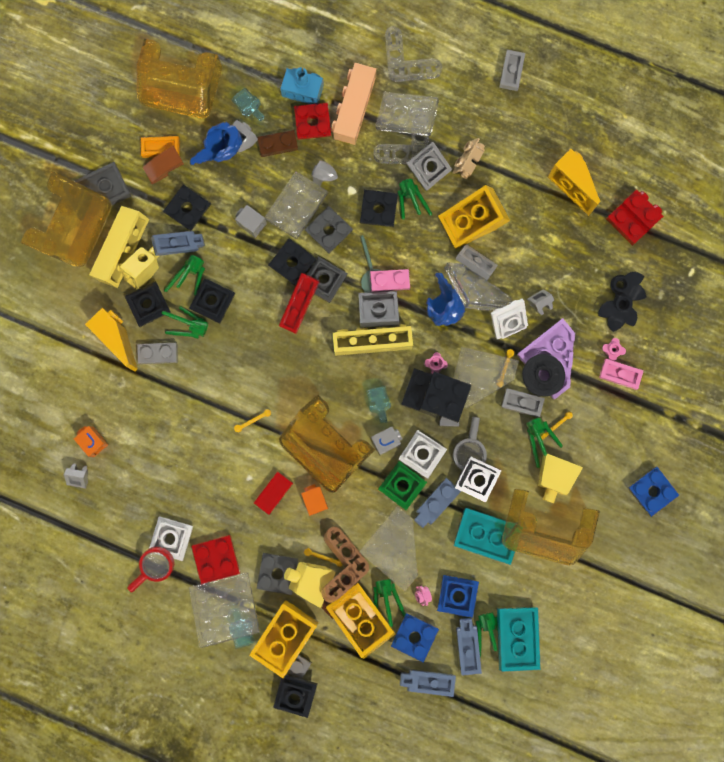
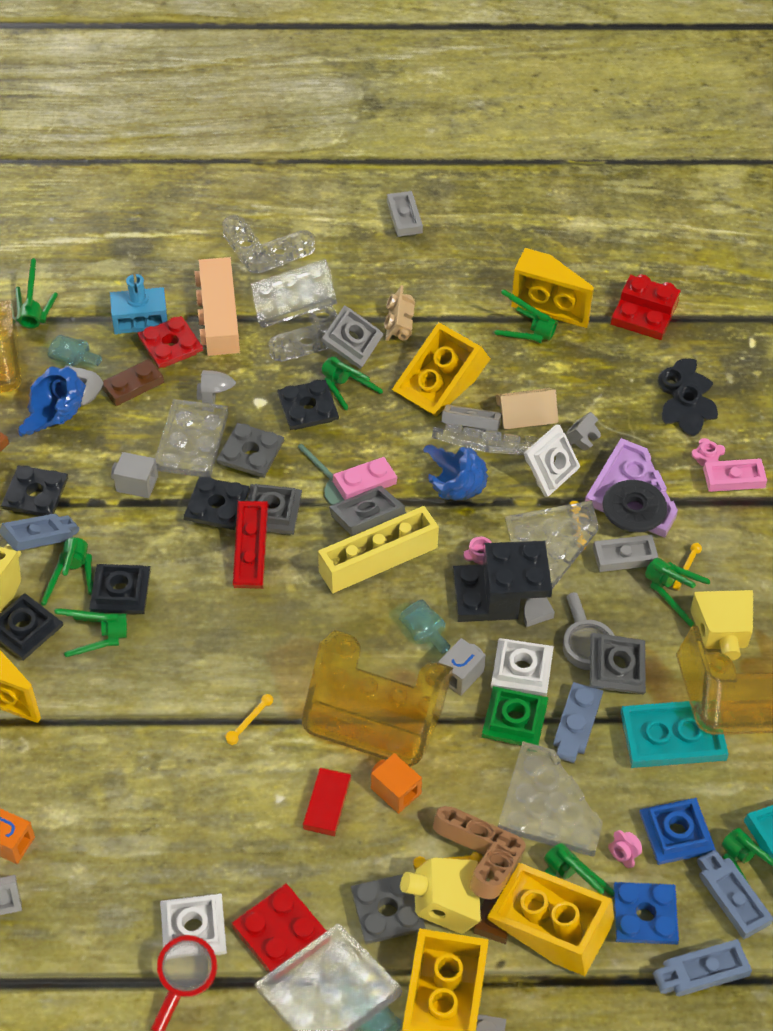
camera: 25 degrees left, 30 degrees down
(157, 353) = (64, 684): light grey plate -> none
(232, 59) = (30, 313): none -> green plant
(517, 266) = (528, 408): none -> tan panel
(558, 206) = (542, 324): none -> green plant

